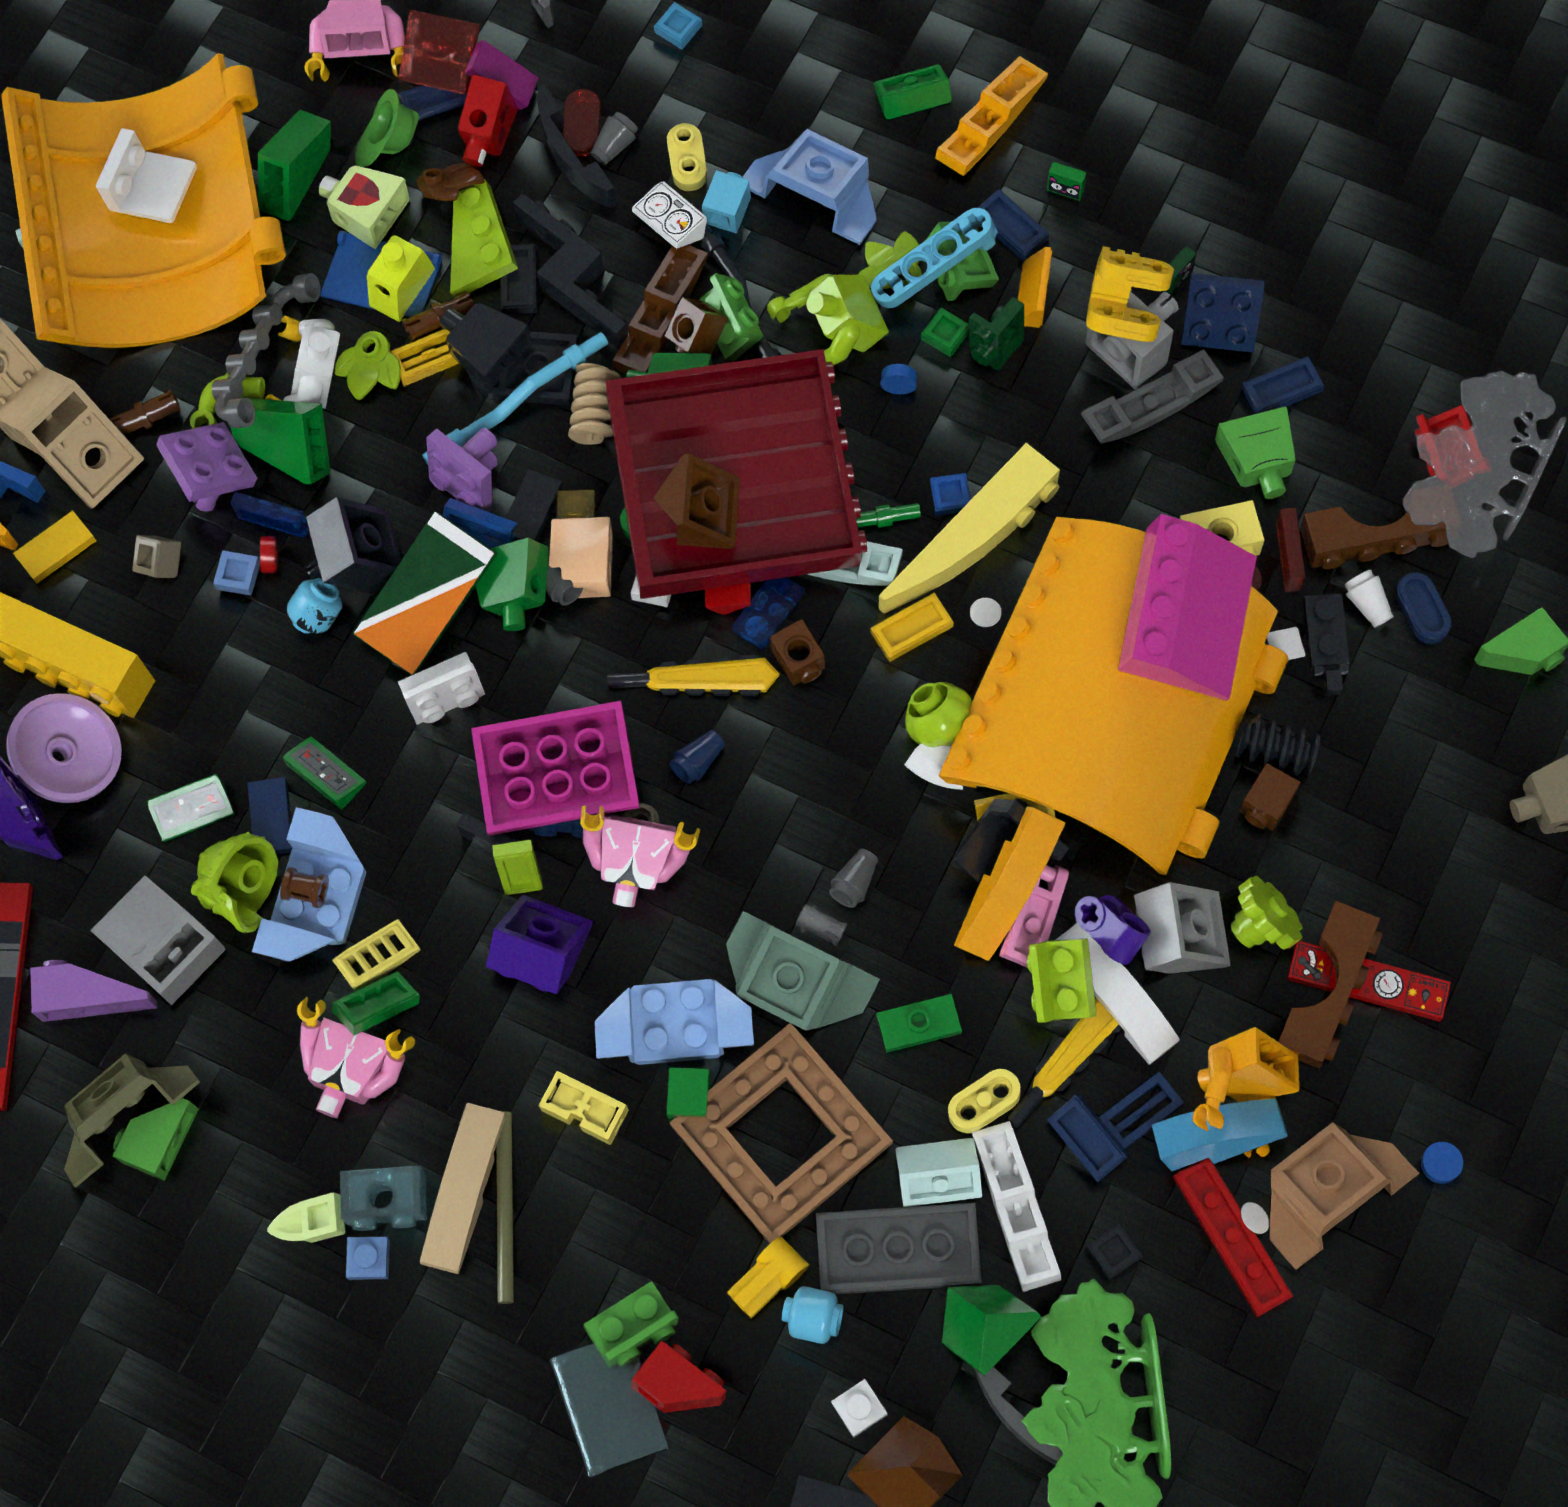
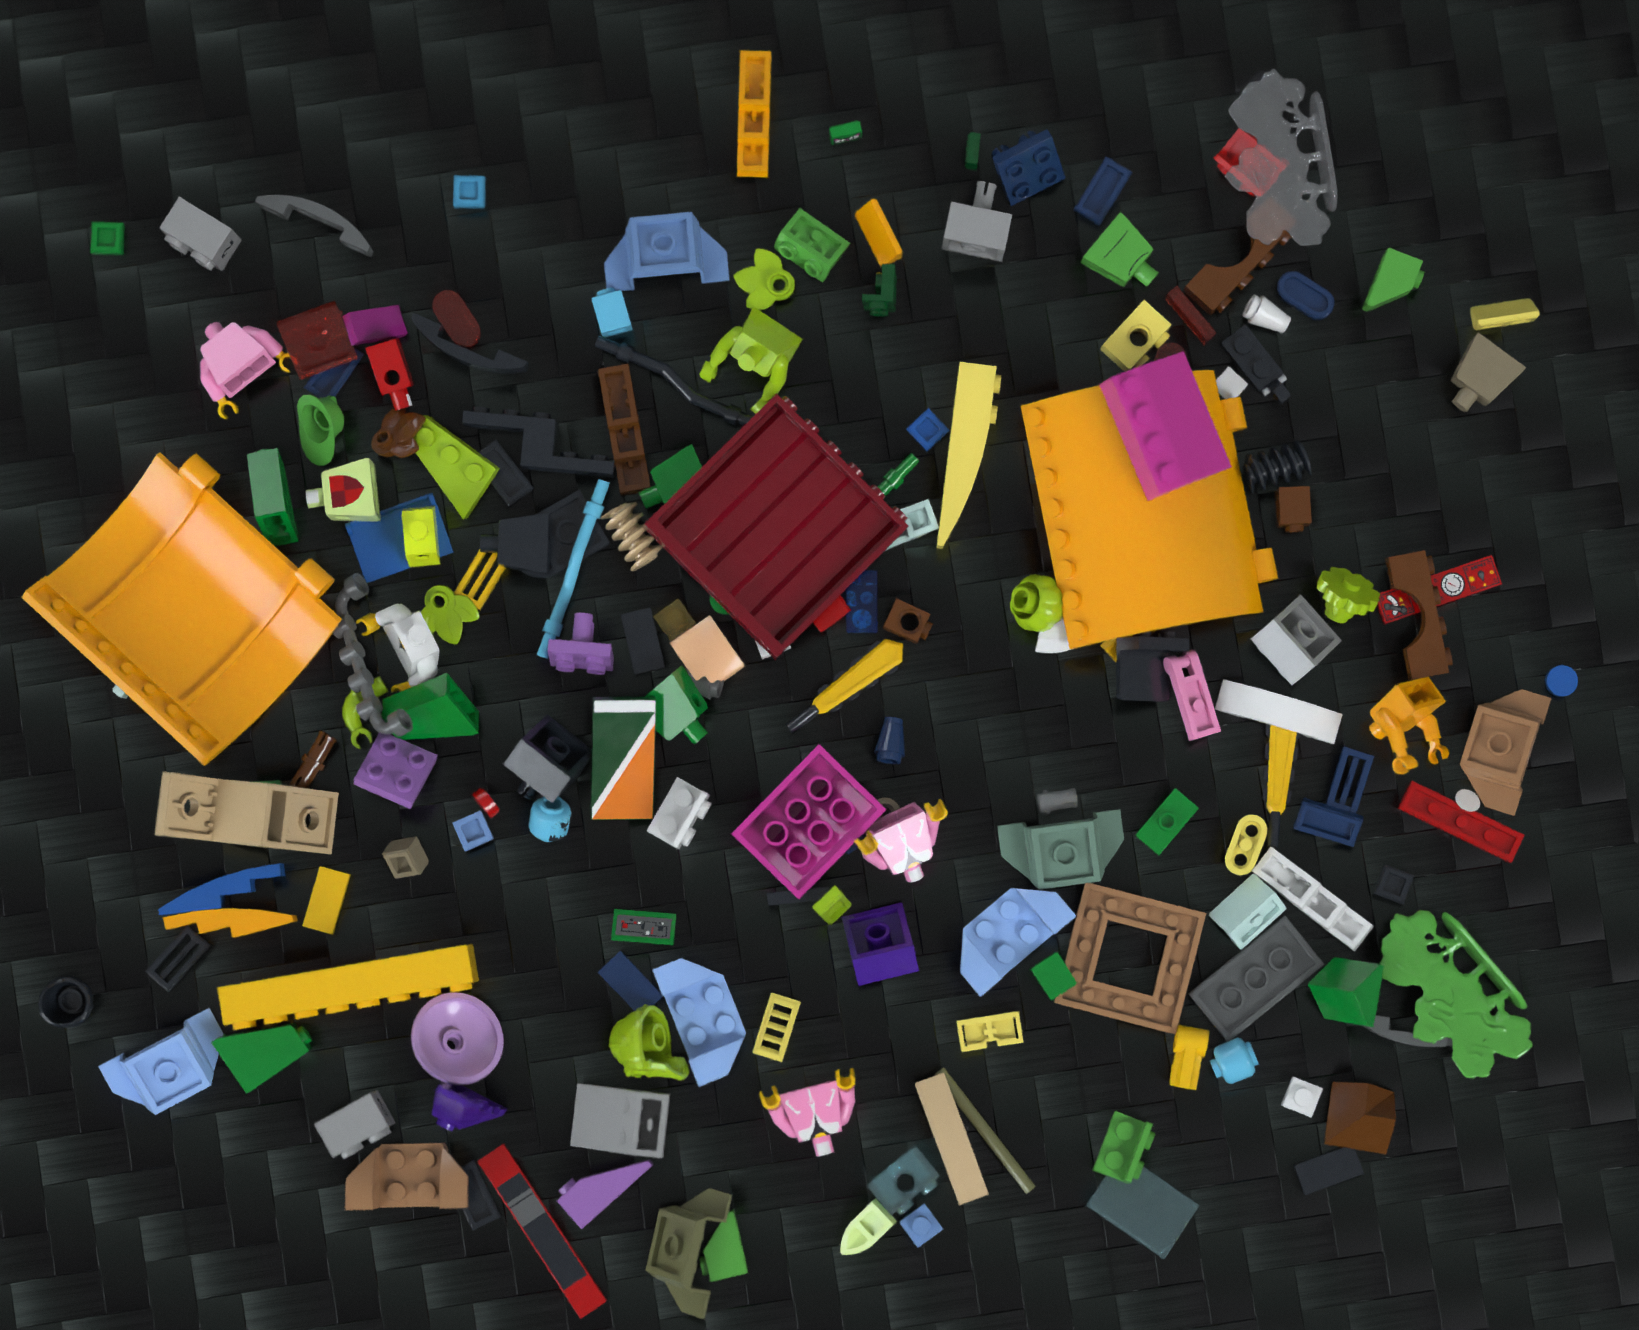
camera: 40 degrees left, 15 degrees up
(144, 181) = (179, 587): white bracket -> none
(190, 807) = (572, 1016): slope -> none
(270, 514) = (464, 773): clear blue tile -> none
(304, 887) = (698, 1018): reddish brown bush -> none
(375, 1003) = (803, 1060): green plate -> none
(430, 319) = (468, 542): reddish brown pin -> none
(481, 523) = (621, 681): blue tile -> none
(613, 138) = (491, 318): dark grey cone -> none
(671, 216) = (581, 353): slope -> none
(675, 1383) = (1177, 1165): red slope -> none
(687, 154) = (554, 294): light yellow plate -> none
(695, 326) = (670, 420): reddish brown brick -> none
(701, 503) = (779, 571): reddish brown slope -> none
(742, 324) = (681, 403): bright green bracket -> none
(854, 879) = (1057, 753): dark grey cone -> none
(898, 379) = (833, 369): blue tile -> none
(912, 627) = (969, 547): yellow tile -> none
(913, 91) = (681, 130): green slope -> none
(936, 263) = (802, 266): medium azure beam -> none
(945, 332) = (838, 307): green tile -> none
(985, 612) = (1010, 500): white sticker -> none
(1010, 883) = (1168, 690): light orange slope -> none
(1014, 225) = (826, 191): dark blue tile -> none
(1061, 979) = (1243, 730): lime bracket -> none
(1111, 290) = (952, 214): yellow piece -> none
(1112, 926) = (1255, 671): dark purple piece -> none
(1154, 401) = (1021, 264): dark grey slope -> none
(1244, 1128) = (1426, 747): dark azure slope -> none

